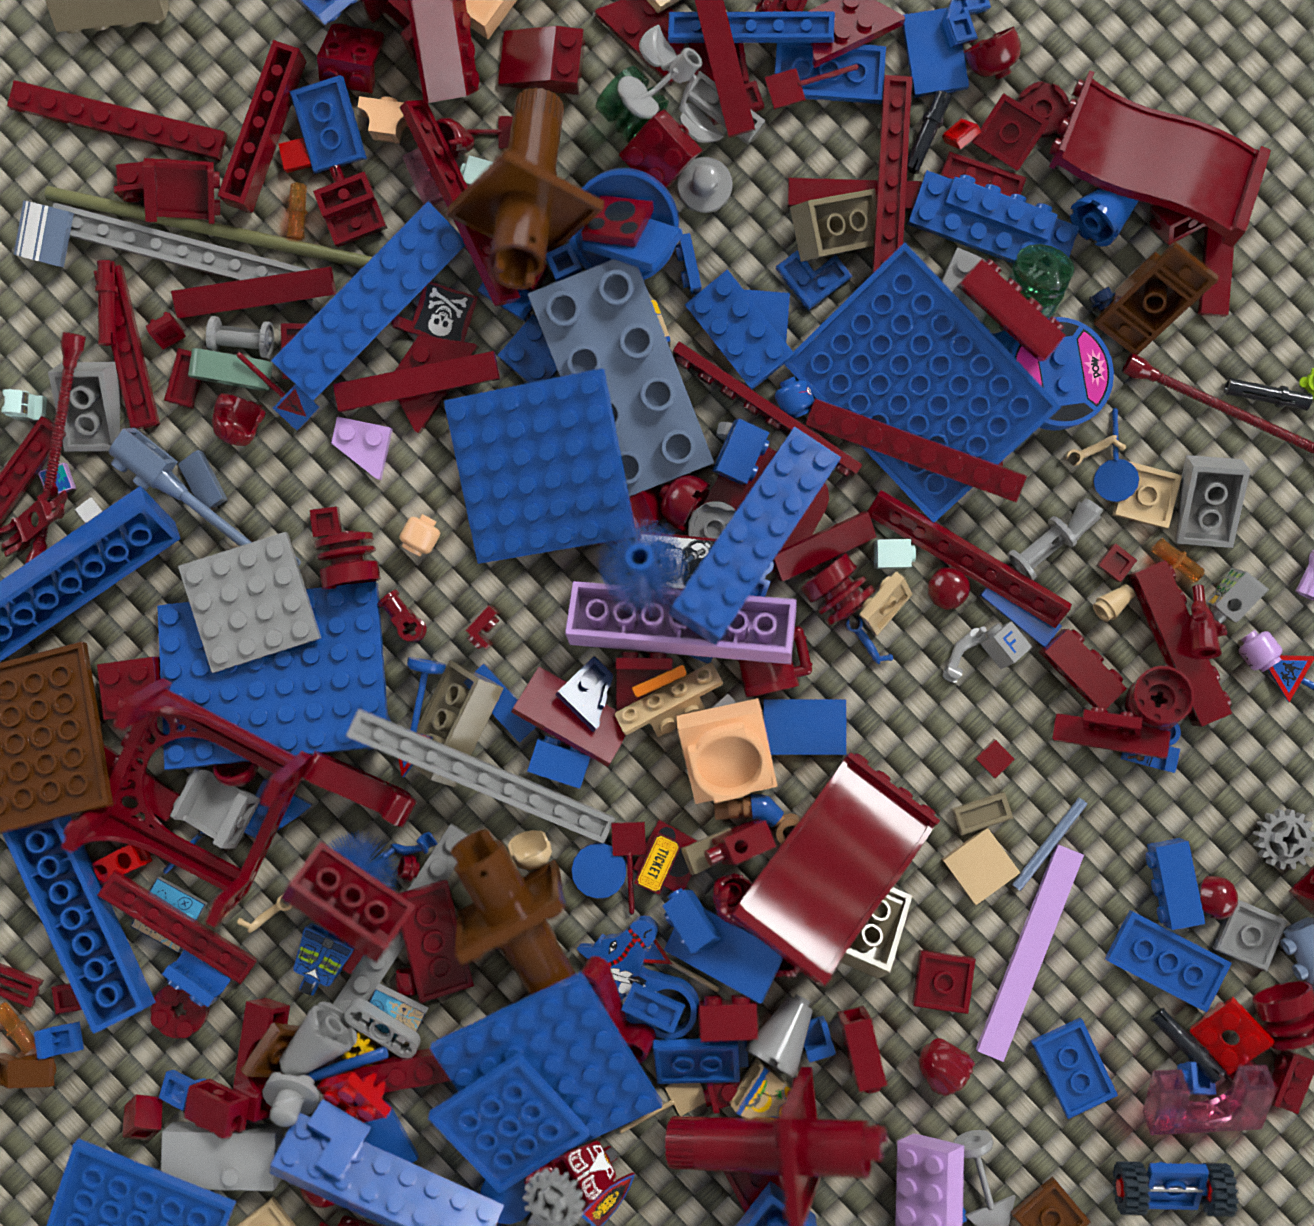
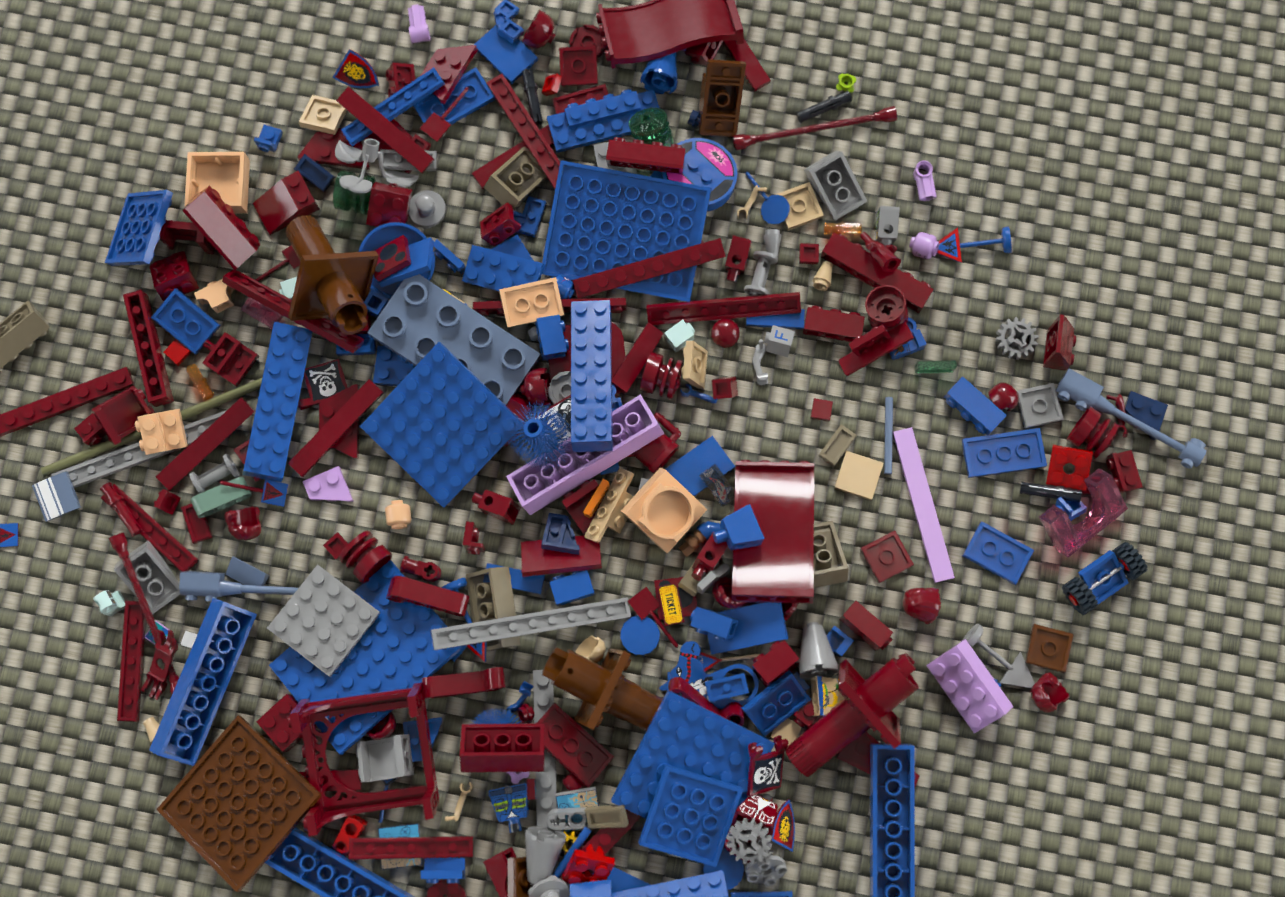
camera: 30 degrees left, 10 degrees down
(210, 242) = (161, 431): none -> light nougat plate
(385, 660) = (427, 595): none -> dark red beam
(414, 1056) = (606, 816): none -> dark tan tile
(456, 137) = (265, 277): dark red hat -> none
(542, 614) = (497, 506): none -> dark red torso
(602, 44) = (314, 173): none -> dark blue tile
(632, 1127) = (767, 768): none -> flag
(725, 871) = (712, 577): none -> light grey tile
(747, 392) = (531, 301): none -> light nougat plate
(775, 267) = (499, 225): none -> dark red bracket
(796, 843) = (739, 530): none -> blue torso
(811, 763) = (718, 485): none -> clear smoke tile
(901, 654) = (724, 387): none -> dark red panel
(1039, 502) = (740, 251): none -> dark red torso
(1164, 804) = (935, 366): none -> clear green tile

